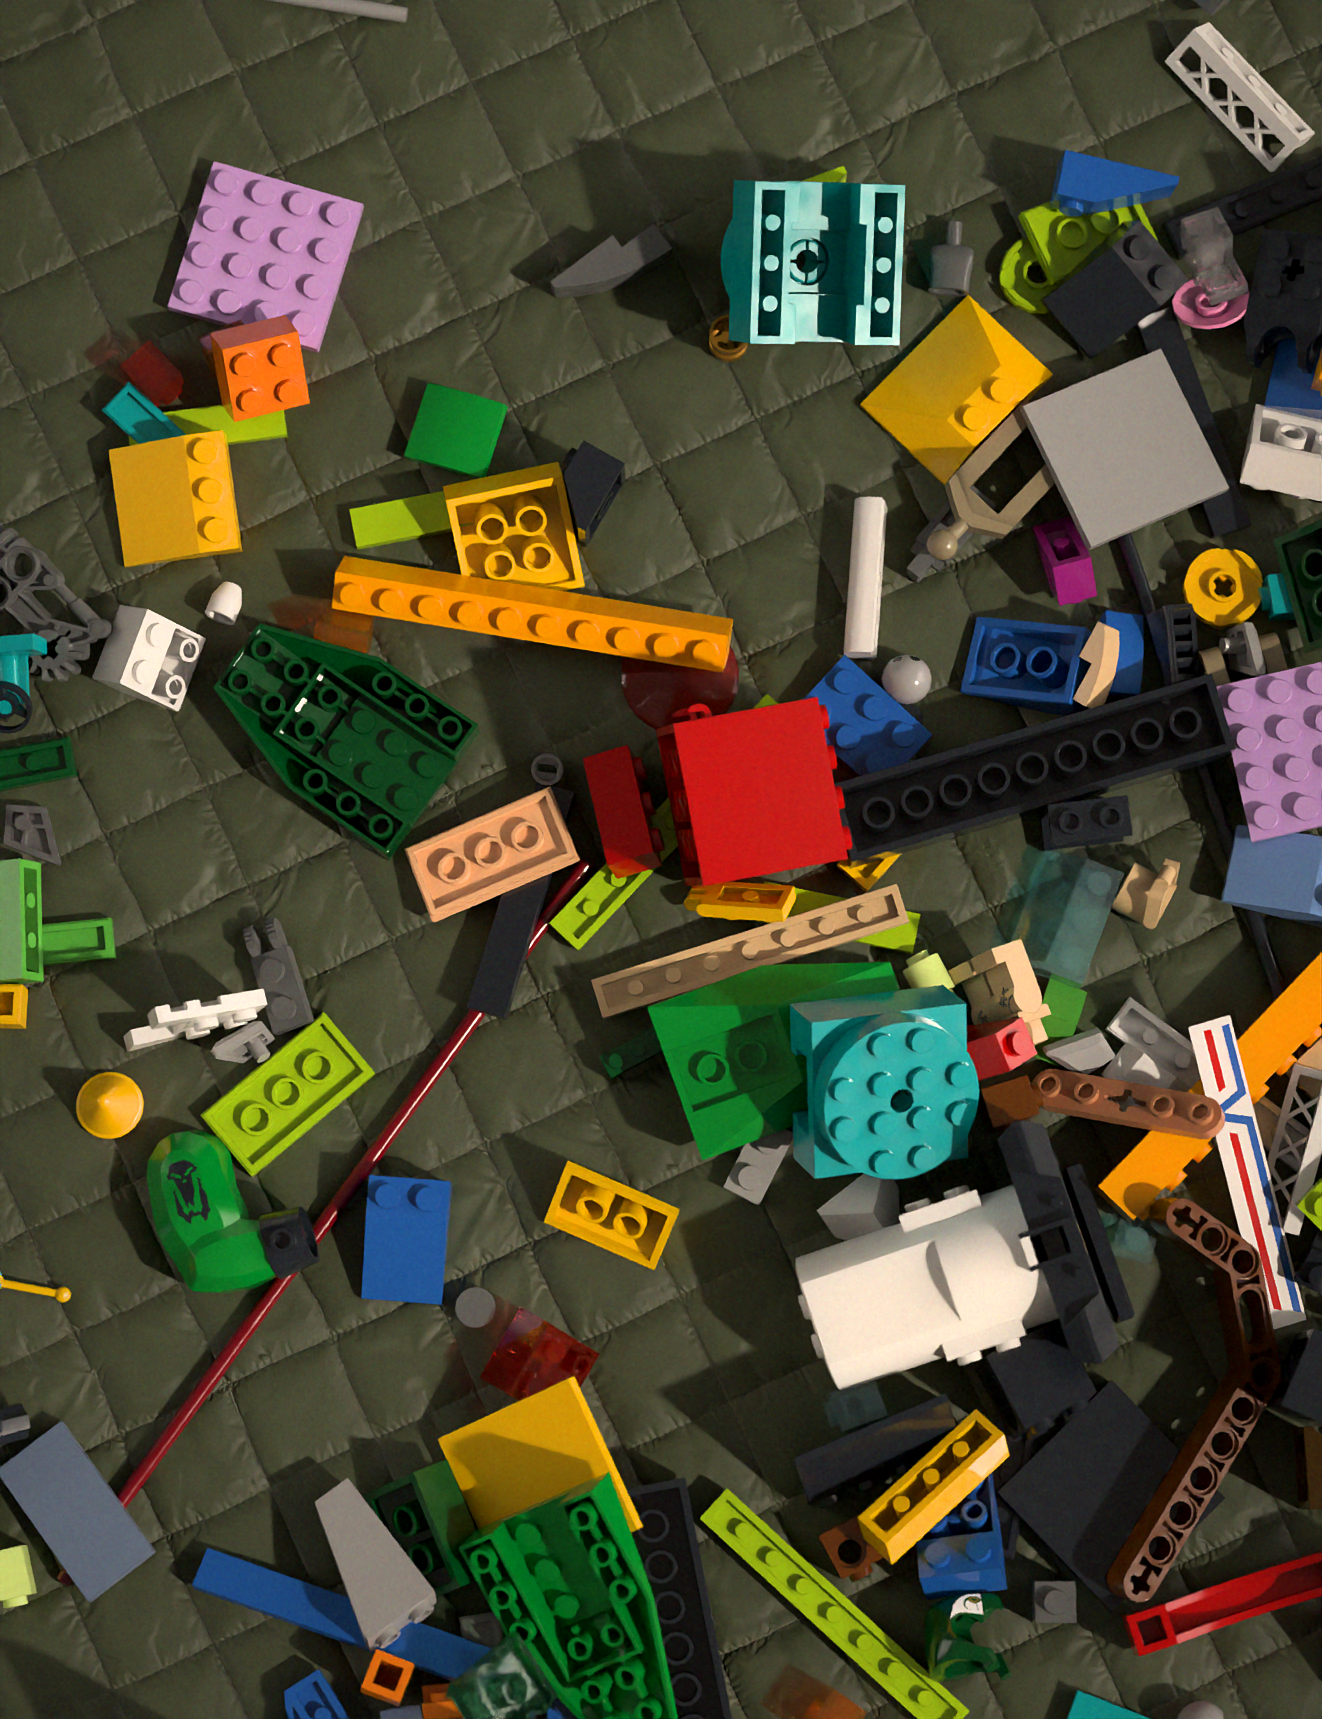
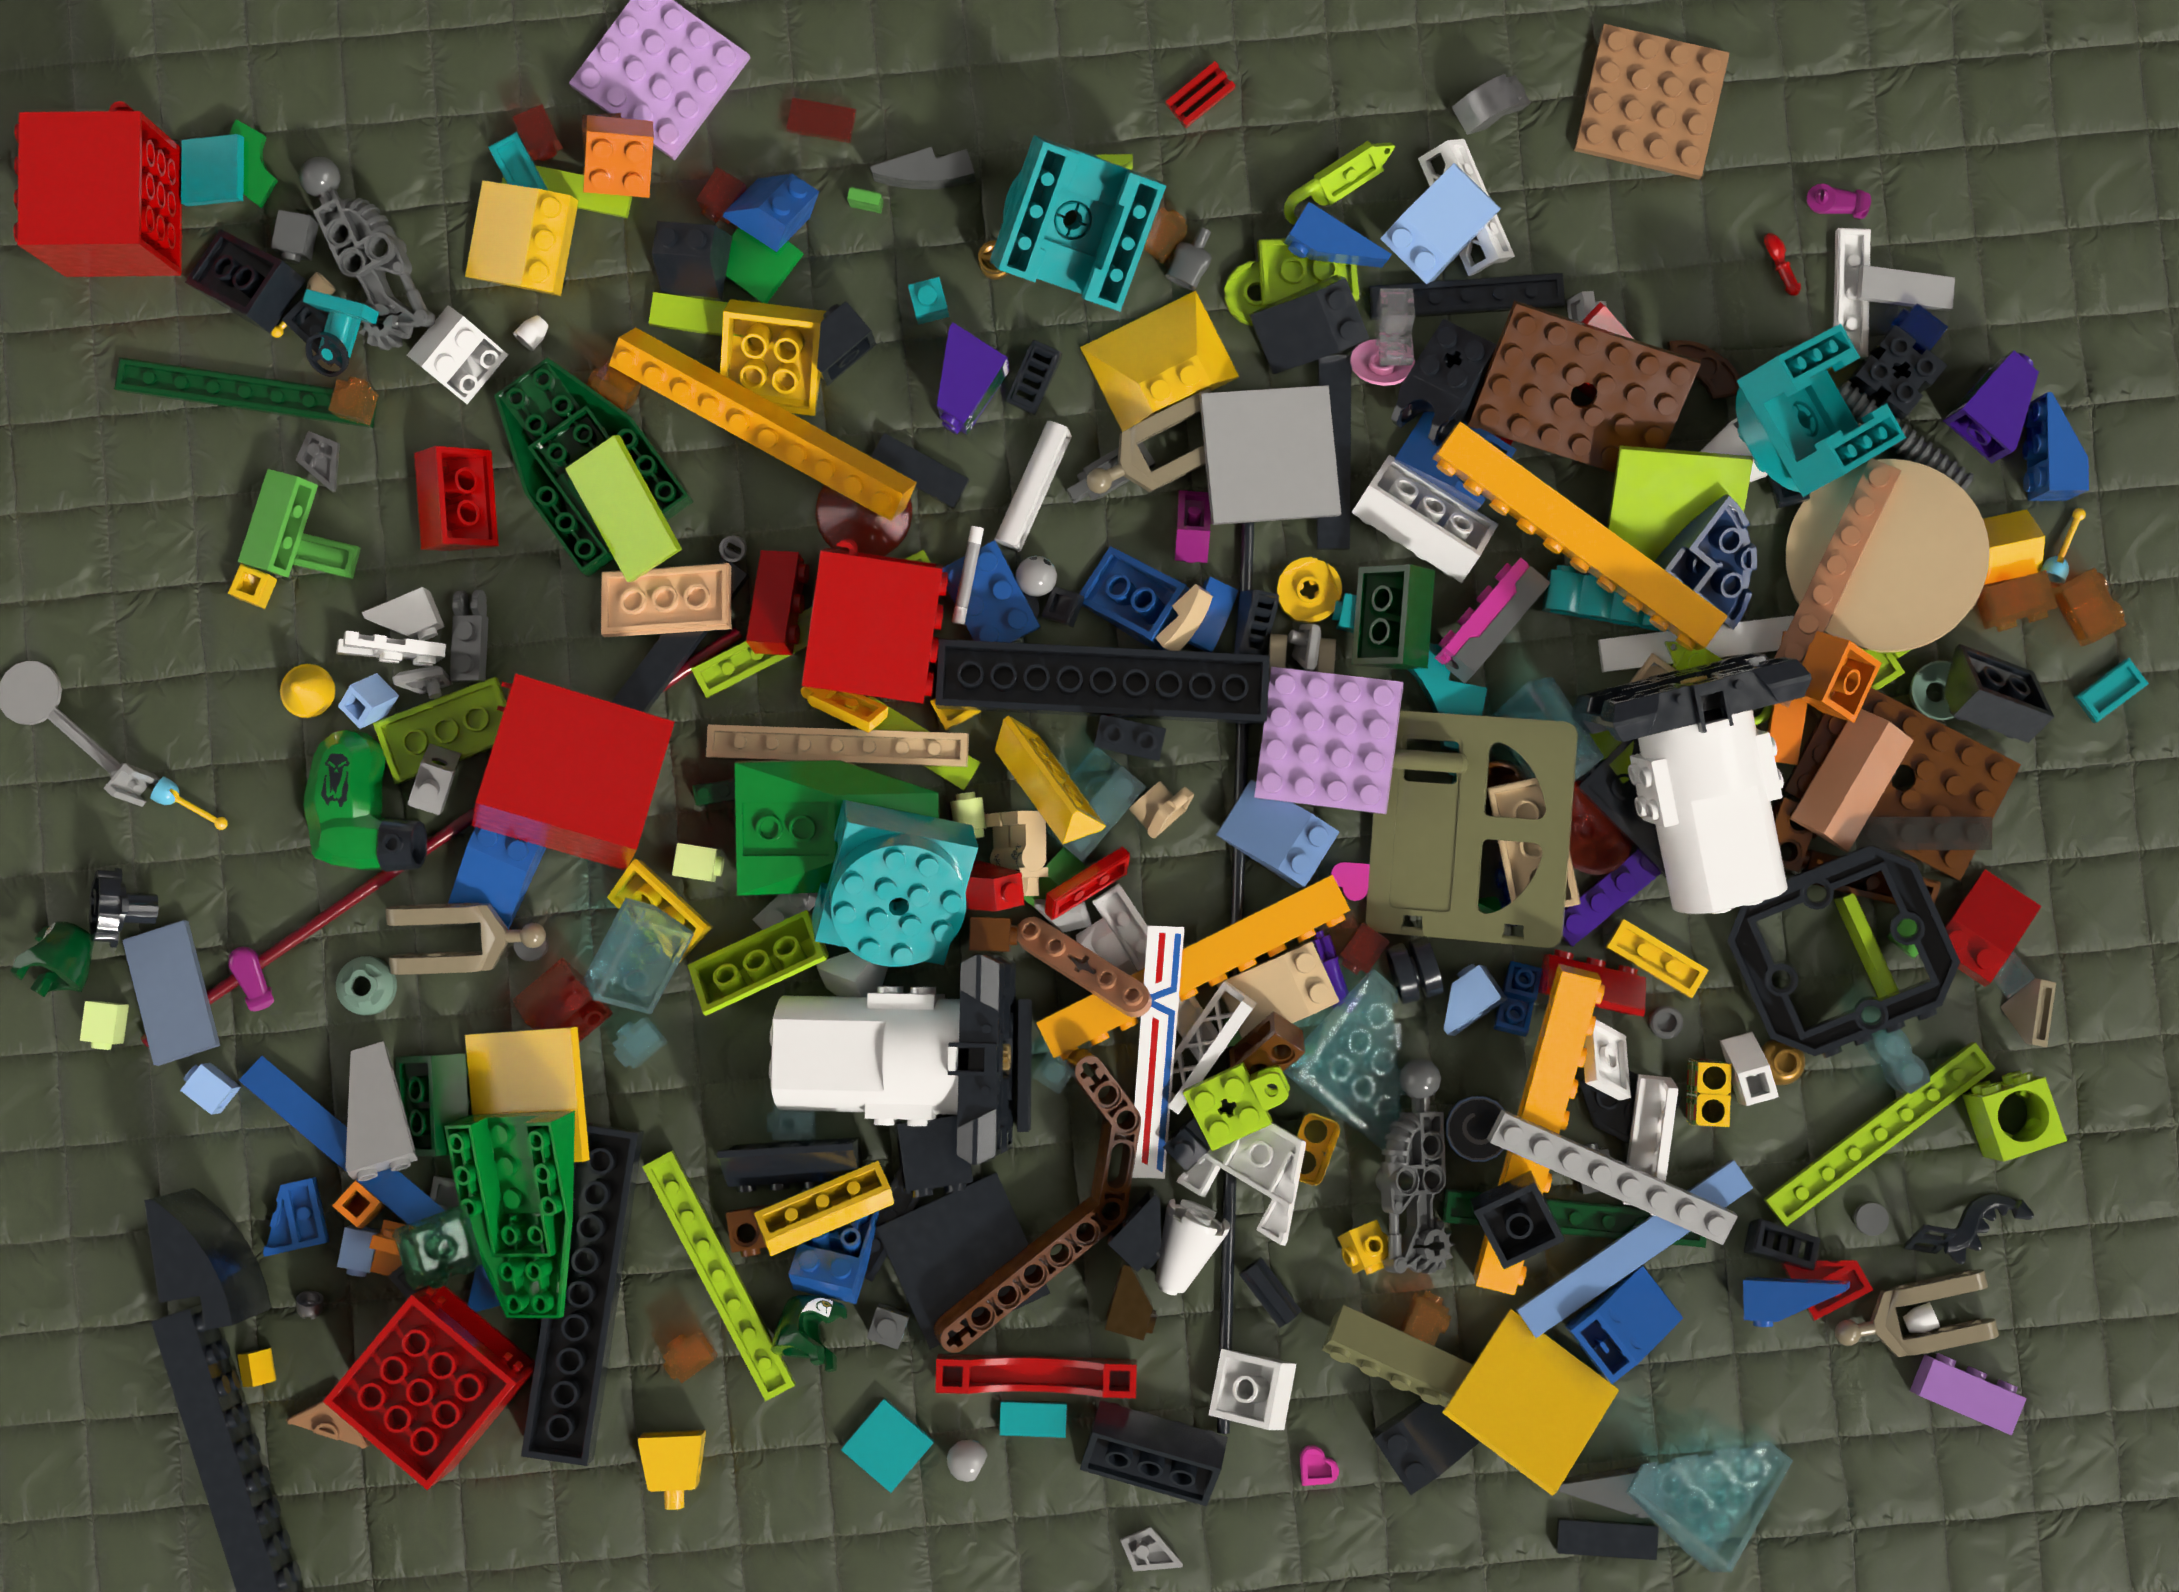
camera: 20 degrees right, 5 degrees up
(51, 750) = (353, 400): none -> clear orange brick
(159, 1606) = (209, 1087): none -> light blue brick
(160, 1457) = (248, 972): none -> magenta piece
(189, 1089) = (368, 700): none -> light blue brick
(198, 976) = (409, 615): none -> white slope
(206, 823) = (456, 498): none -> red slope
(299, 1153) = (434, 780): none -> light grey torso
(321, 1428) = (382, 985): none -> sand green piece
(382, 456) = (691, 259): none -> black slope
(390, 374) = (719, 195): none -> clear red brick
(408, 765) = (623, 508): none -> lime tile
(433, 1312) = (493, 936): none -> dark tan piece
(456, 366) = (773, 209): none -> blue slope
(468, 1082) = (571, 772): none -> red piece
(471, 250) = (821, 120): none -> clear red tile
(556, 321) = (865, 200): none -> bright green tile
(609, 1275) = (637, 957): none -> clear light blue slope
(637, 1143) = (697, 862): none -> yellowish green brick
(642, 1376) = (638, 1042): none -> clear light blue brick
(670, 410) = (928, 300): none -> teal brick
(749, 481) = (968, 379): none -> dark purple slope
(749, 608) = (929, 474): none -> black tile
(751, 1231) = (756, 962): none -> lime slope
(821, 421) = (1044, 382): none -> black slope
(829, 698) = (967, 575): none -> light grey bar
(909, 46) = (1221, 77): none -> red tile
(916, 243) = (1165, 234): none -> clear orange brick
(949, 703) = (1063, 606): none -> black tile
(1008, 908) = (1046, 782): none -> yellow slope
(1087, 111) = (1341, 177): none -> lime plate
(1096, 1007) = (1087, 883): none -> red tile
(1221, 124) = (1440, 223): none -> light blue slope
(1258, 1652) = (1033, 1418): none -> teal tile

